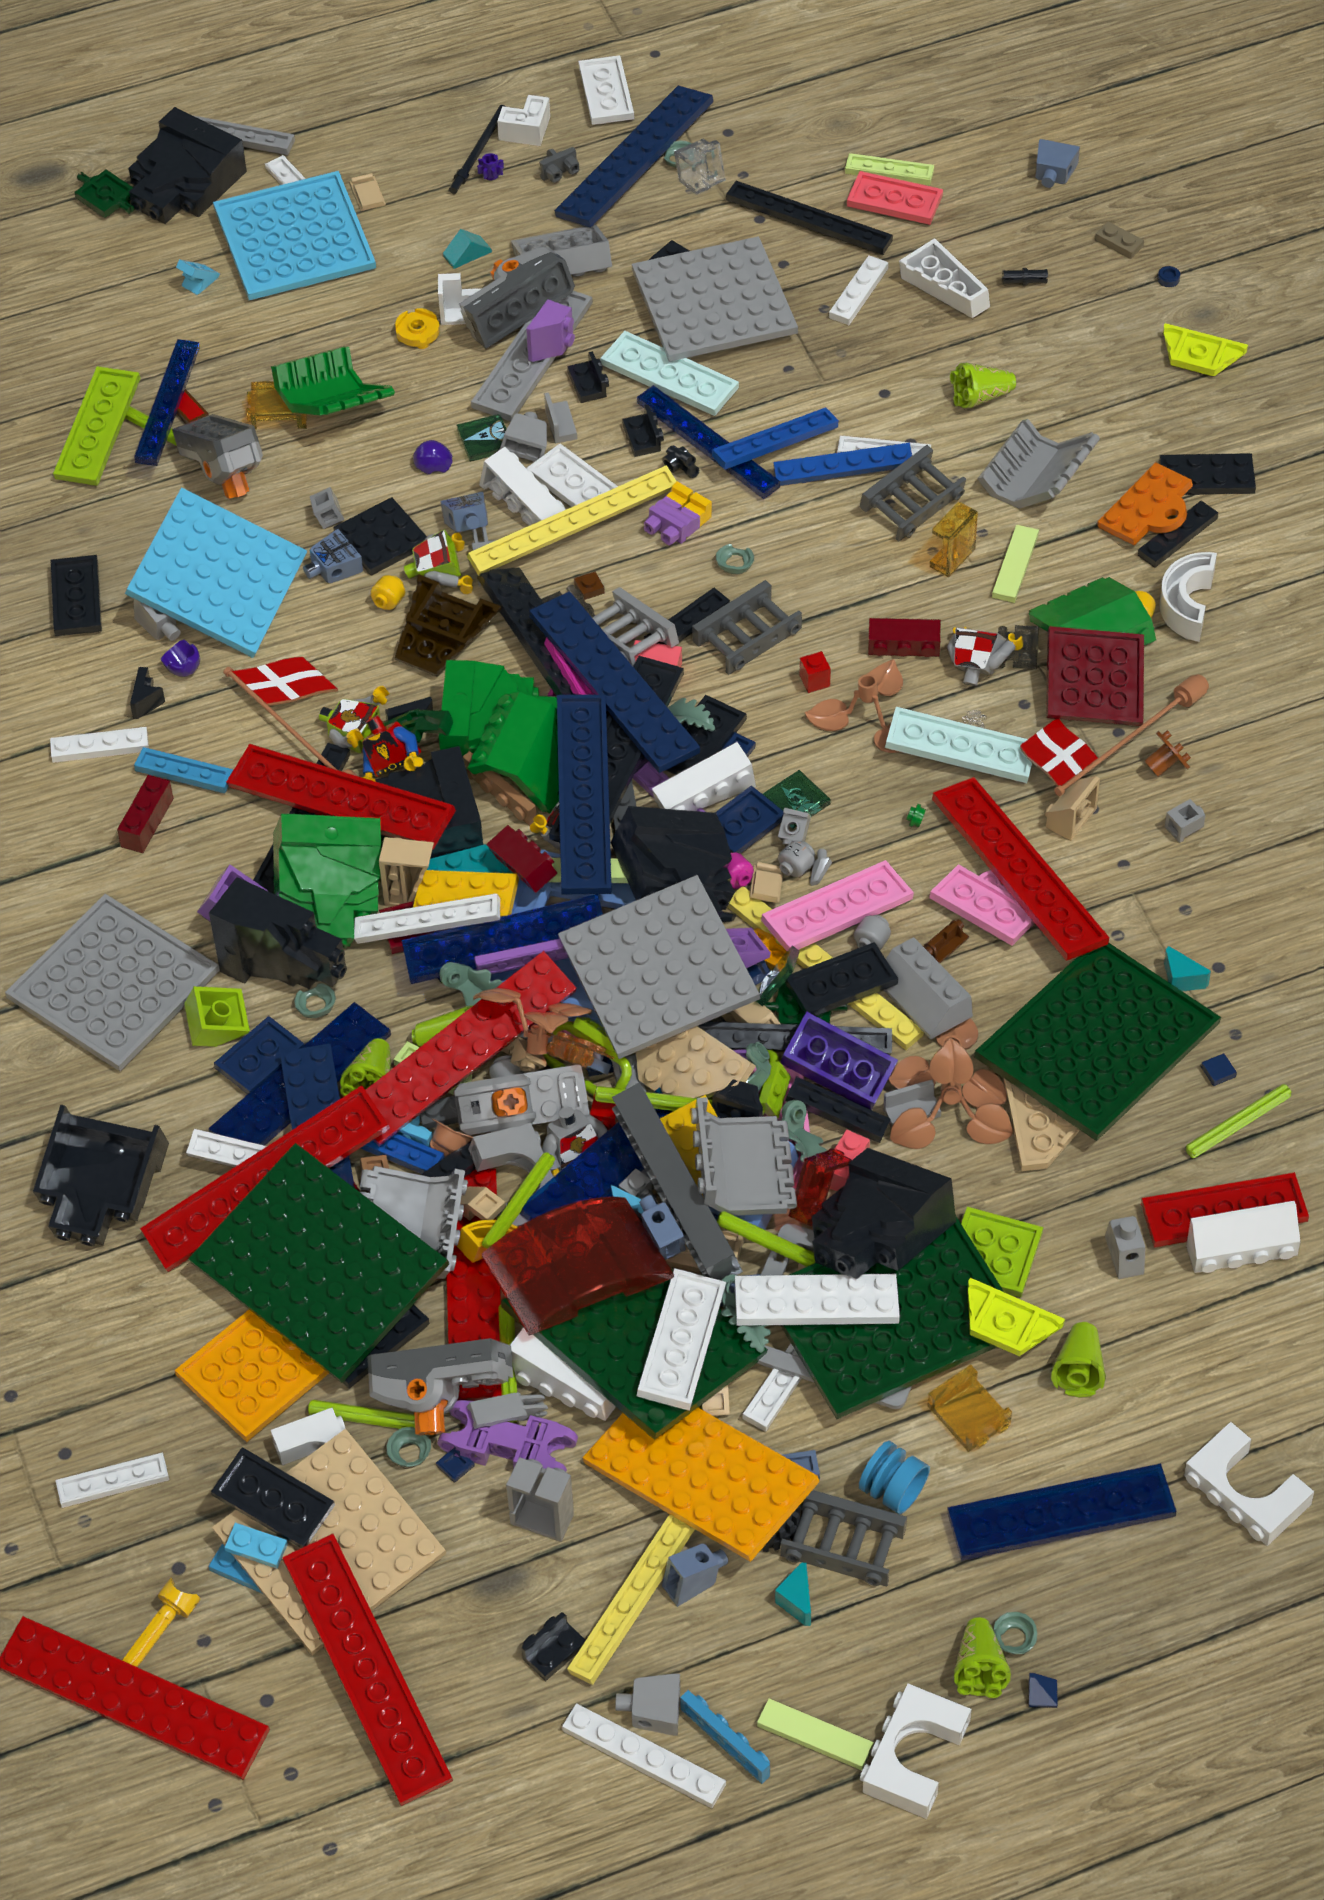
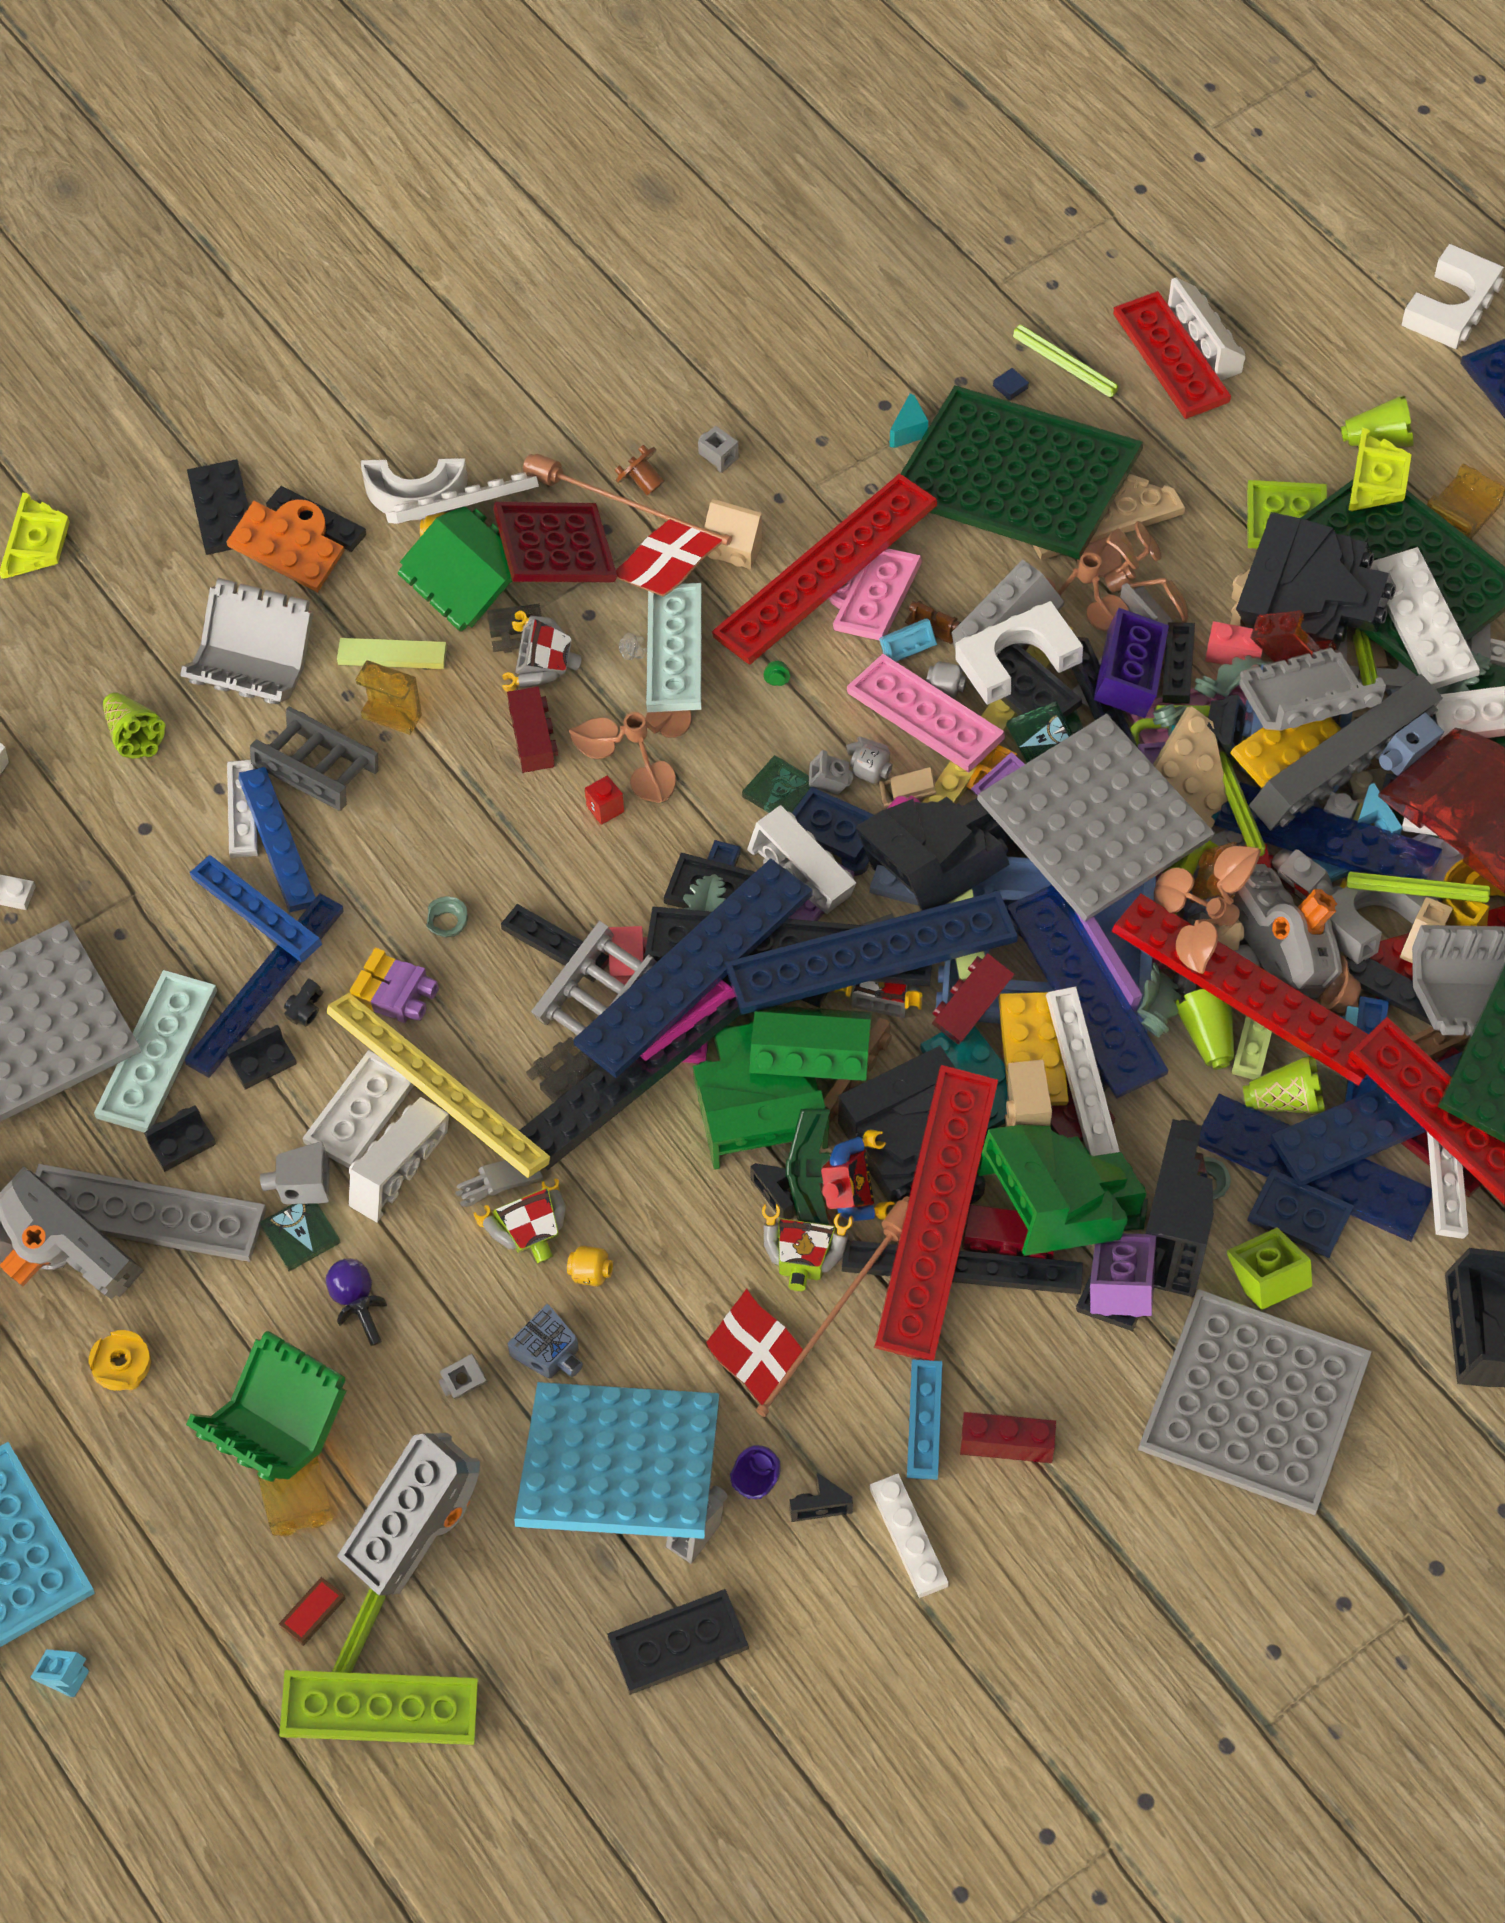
camera: 105 degrees left, 5 degrees up
(167, 402) = (320, 1626): clear blue plate -> none
(382, 535) = (488, 1306): black plate -> none
(405, 458) = (361, 1308): none -> black plant
(439, 626) = (632, 1189): dark brown wedge -> none
(450, 295) = (74, 1316): white panel -> none
(465, 512) = (445, 1206): sand blue torso -> none
(550, 331) = (129, 1175): medium lavender slope -> none
(560, 420) = (255, 1154): light grey panel -> none
(589, 585) = (518, 1058): reddish brown plate -> none
(743, 608) = (547, 904): dark grey fence -> none
(873, 943) = (1039, 627): none -> white arch
(924, 916) = (908, 640): none -> medium azure plate
(1123, 1238) = (1245, 413): light grey torso -> none
(1158, 618) = (452, 500): none -> white plate

